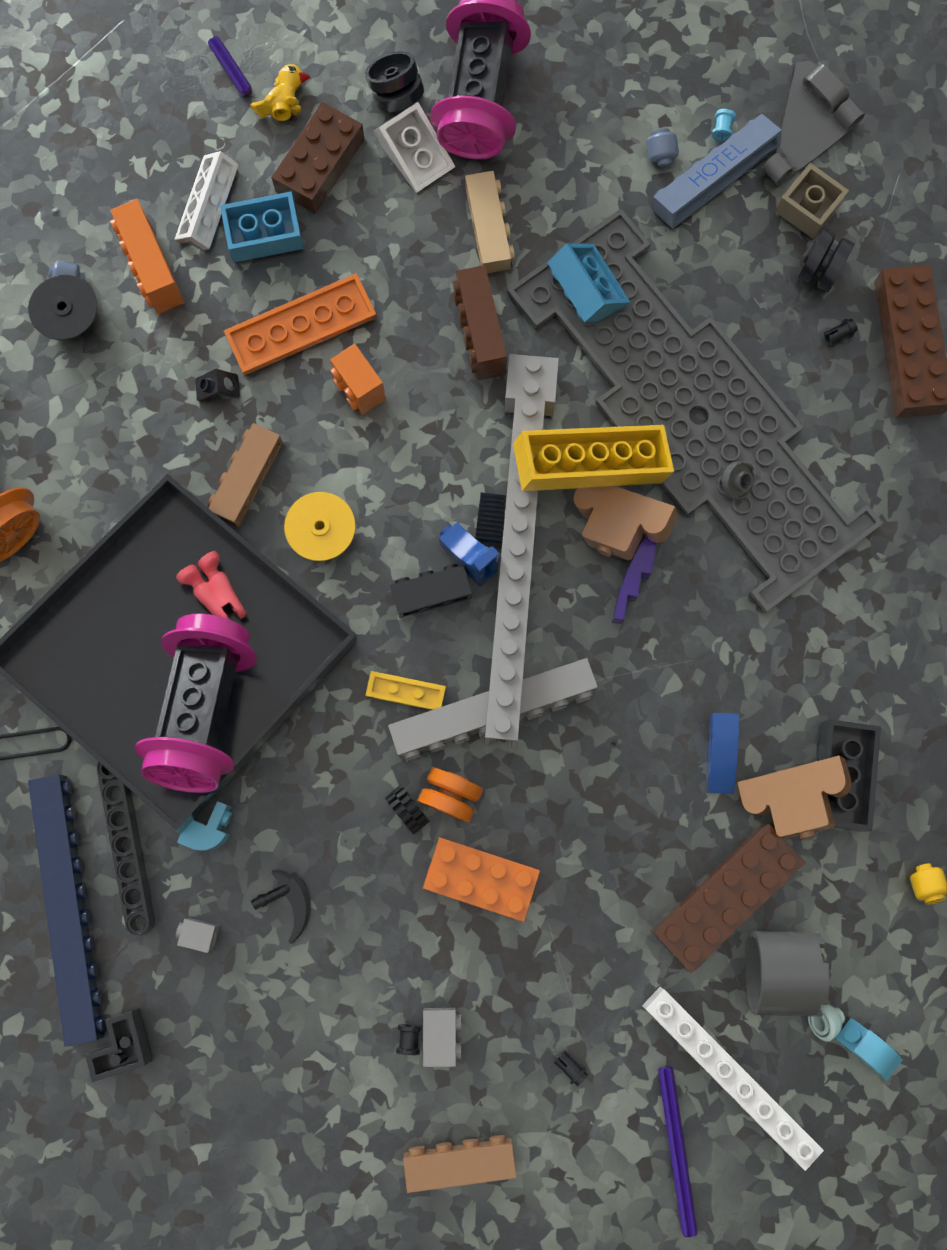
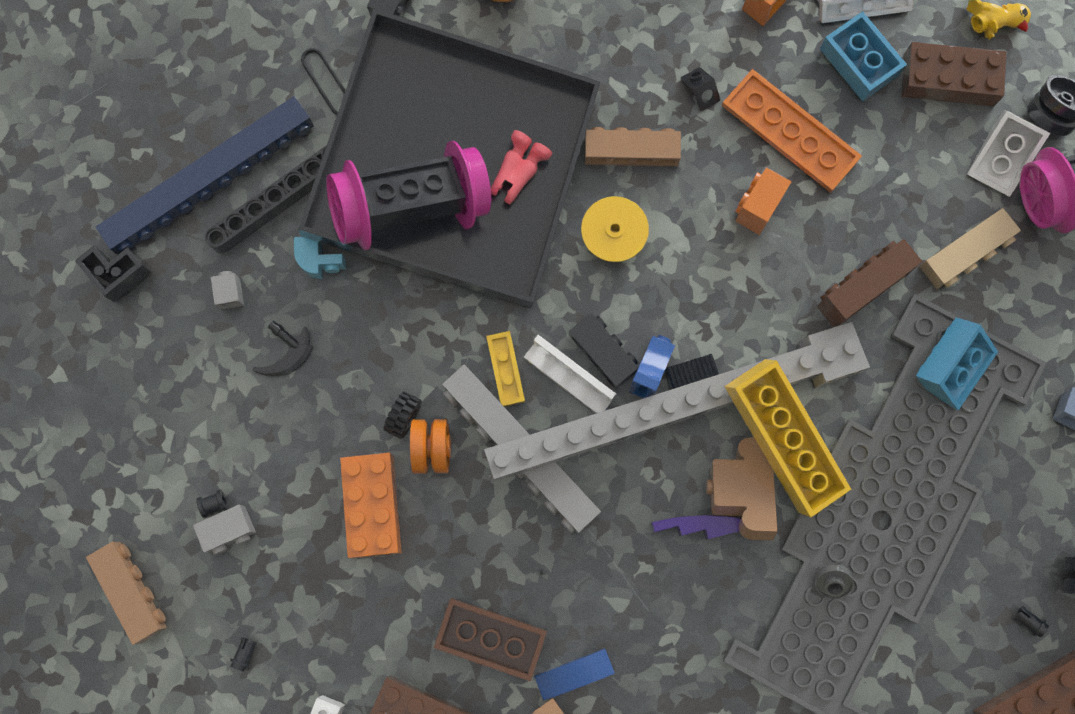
camera: 70 degrees right, 0 degrees up
(440, 633) = (569, 375): none -> white fence
(659, 816) = (490, 639): none -> reddish brown brick

